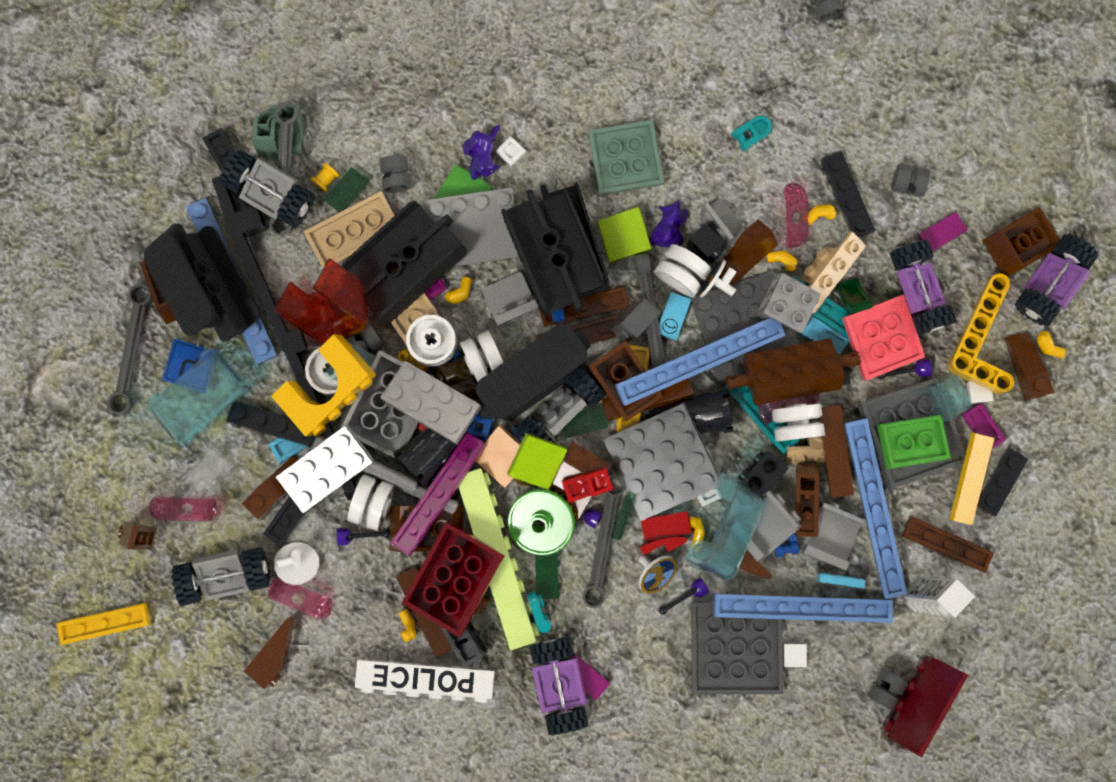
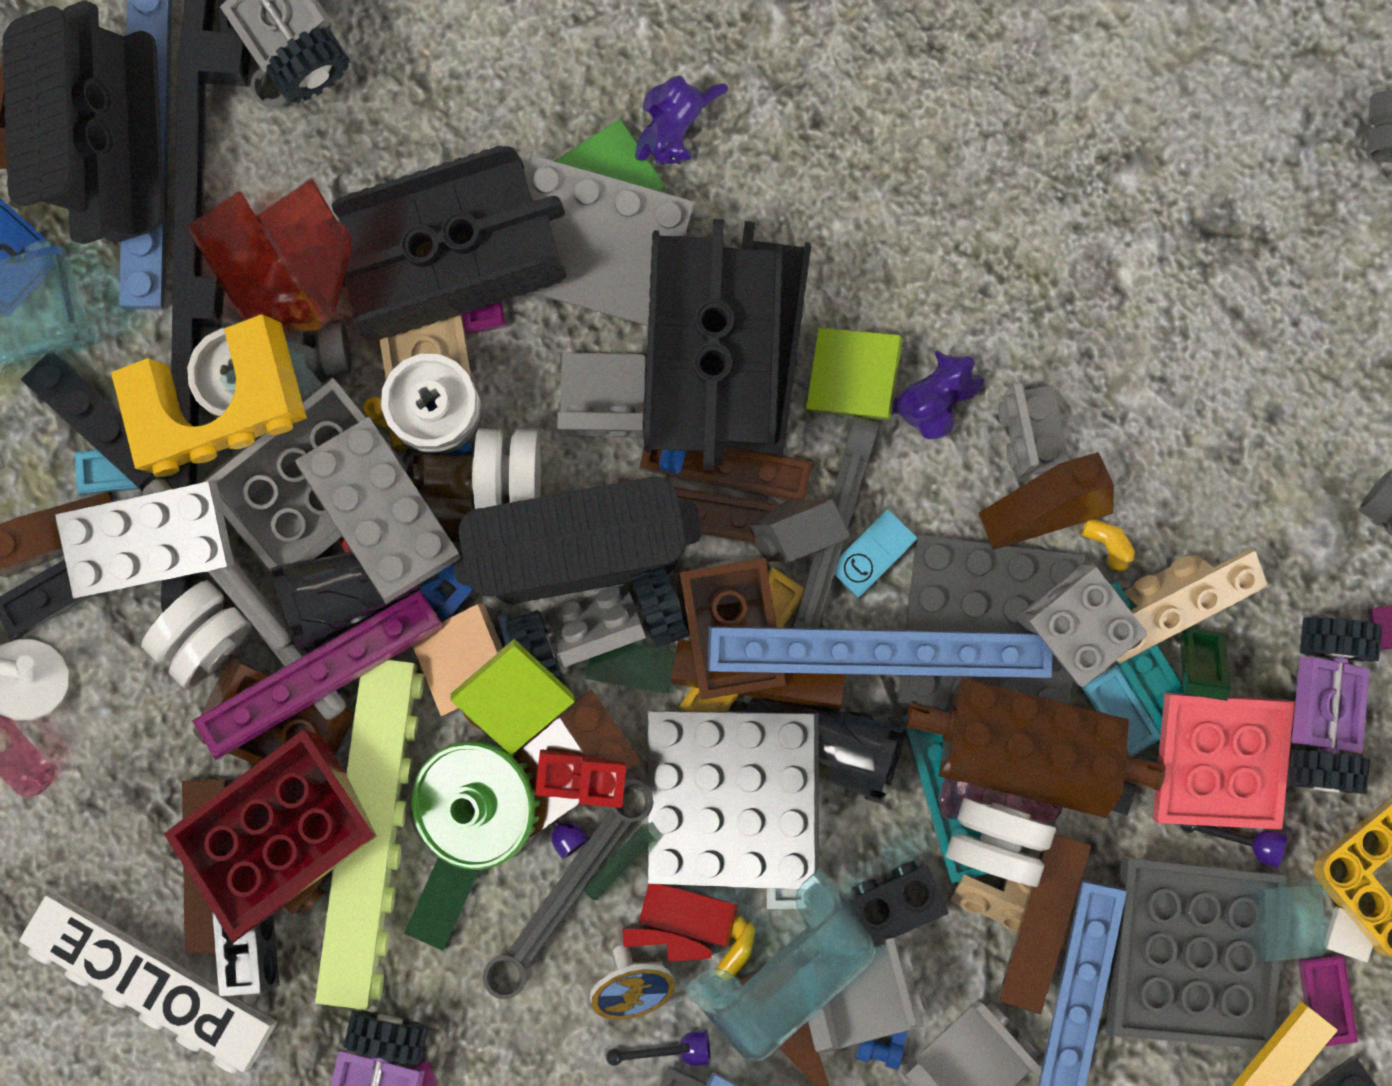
camera: 25 degrees right, 0 degrees up
(324, 177) = (385, 39): yellow bush -> none
(345, 536) = (129, 672): hinge -> none
(346, 190) = (412, 79): clear green tile -> none
(349, 229) = (373, 147): tan plate -> none
(395, 175) = (506, 91): dark grey wheel -> none
(409, 624) = (167, 877): yellow arm -> none
(461, 293) = (523, 345): yellow arm -> none
(510, 151) = (725, 140): white tile -> none
(541, 619) = (394, 970): teal plate -> none
(626, 157) = (919, 240): sand green plate -> none
(682, 270) = (924, 481): white wheel -> none
(705, 244) = (985, 455): black brick -> none
(713, 279) = (982, 536): white shield -> none
(759, 129) = (1175, 293): teal plate -> none
(795, 202) = (1182, 453): clear pink piece -> none
(807, 499) = (957, 981): reddish brown slope -> none
(825, 210) = (1215, 487): yellow arm -> none
(847, 195) = (1277, 481): black plate -> none
(913, 442) = (1190, 971): bright green tile -> none

